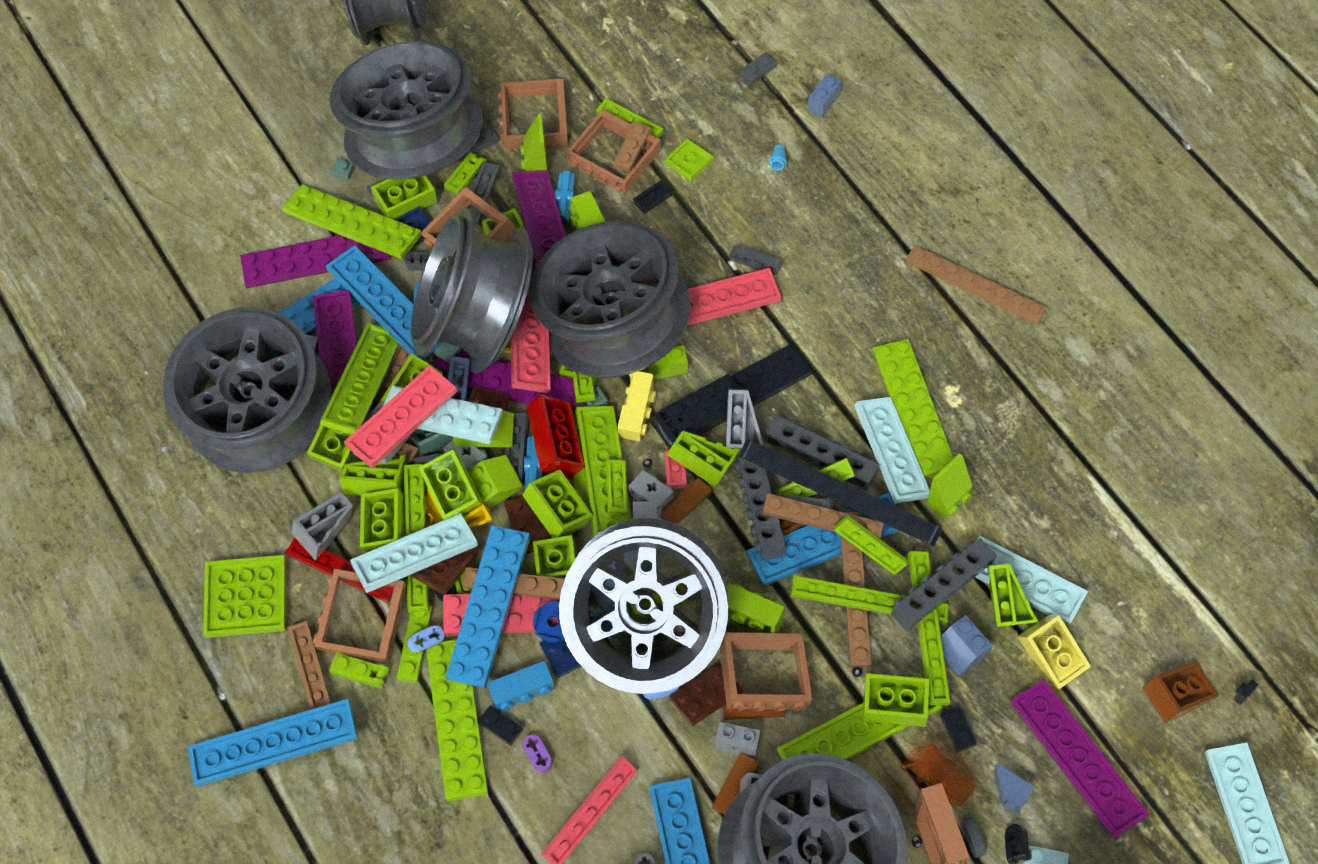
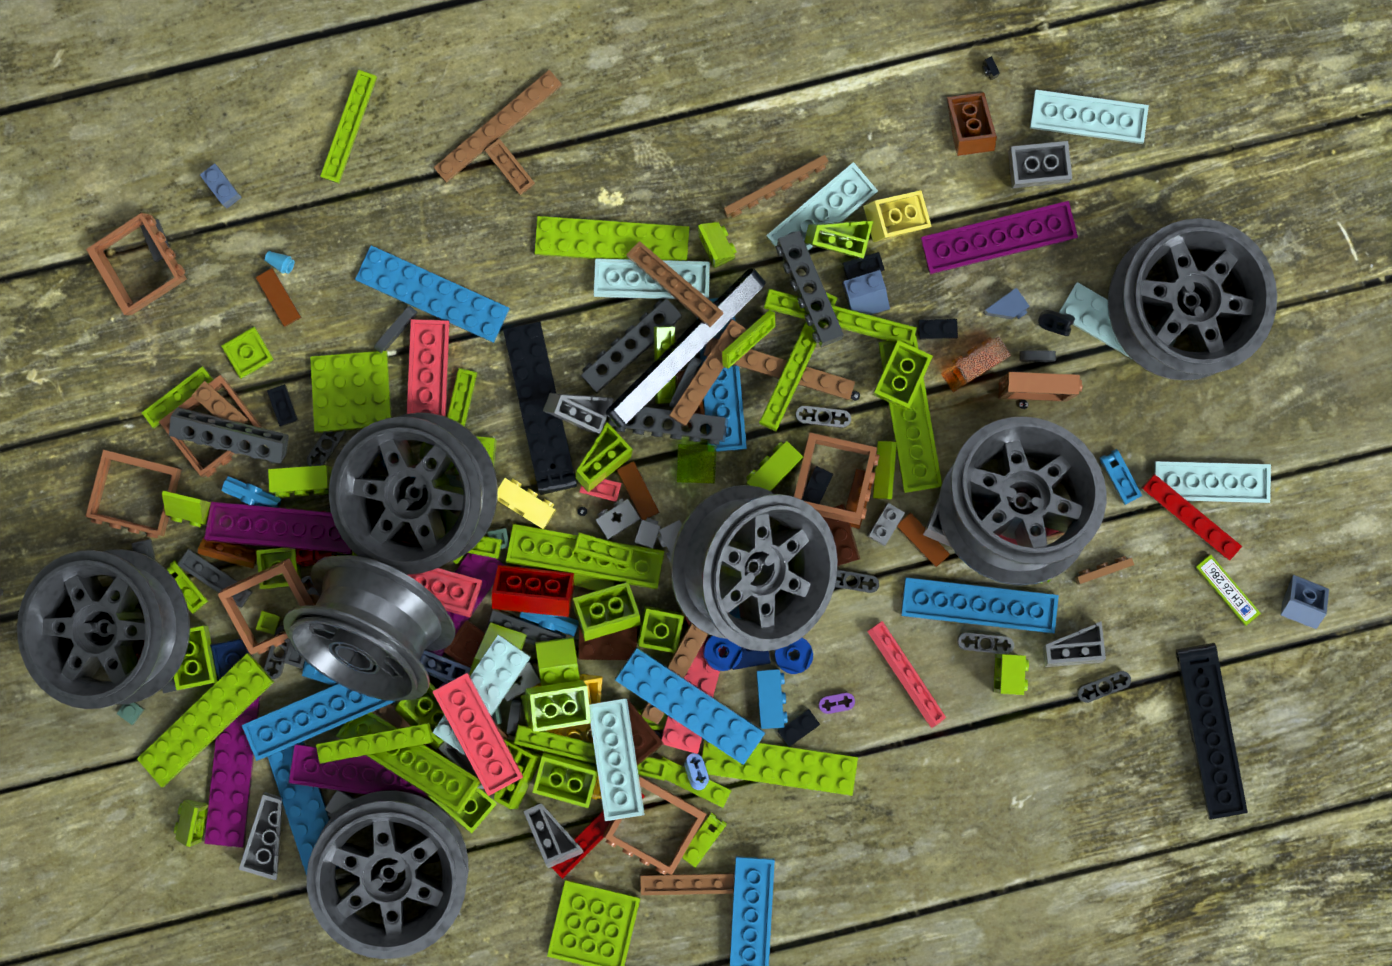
camera: 75 degrees left, 25 degrees up
(255, 235) = (191, 823): none -> lime slope
(259, 293) = (262, 848): none -> light grey wedge
(369, 347) = (374, 743): none -> lime plate
(506, 191) = (228, 552): none -> dark orange plate
(579, 705) = (799, 664): none -> blue plate
(609, 156) = (183, 419): none -> dark grey brick
(671, 713) = (857, 575): none -> dark grey beam
(694, 240) = (350, 390): none -> lime plate
(714, 331) = (462, 396): none -> lime tile
(716, 40) = (111, 278): none -> nougat window
(731, 543) = (696, 463): none -> clear neon green tile
(746, 167) = (278, 297): none -> dark orange tile
(752, 664) = (817, 485): none -> black plate
(793, 722) = (885, 470): none -> lime tile
(800, 281) = (432, 294): none -> dark azure plate
(826, 638) = (836, 422): none -> light grey beam
(894, 462) = (674, 284): none -> medium nougat plate
(920, 171) = (348, 126): none -> lime plate
(942, 303) = (509, 167): none -> medium nougat plate
(992, 634) = (863, 266): none -> black plate
(1034, 532) = (769, 190): none -> medium nougat plate
(1172, 770) = (1040, 164): none -> light grey brick

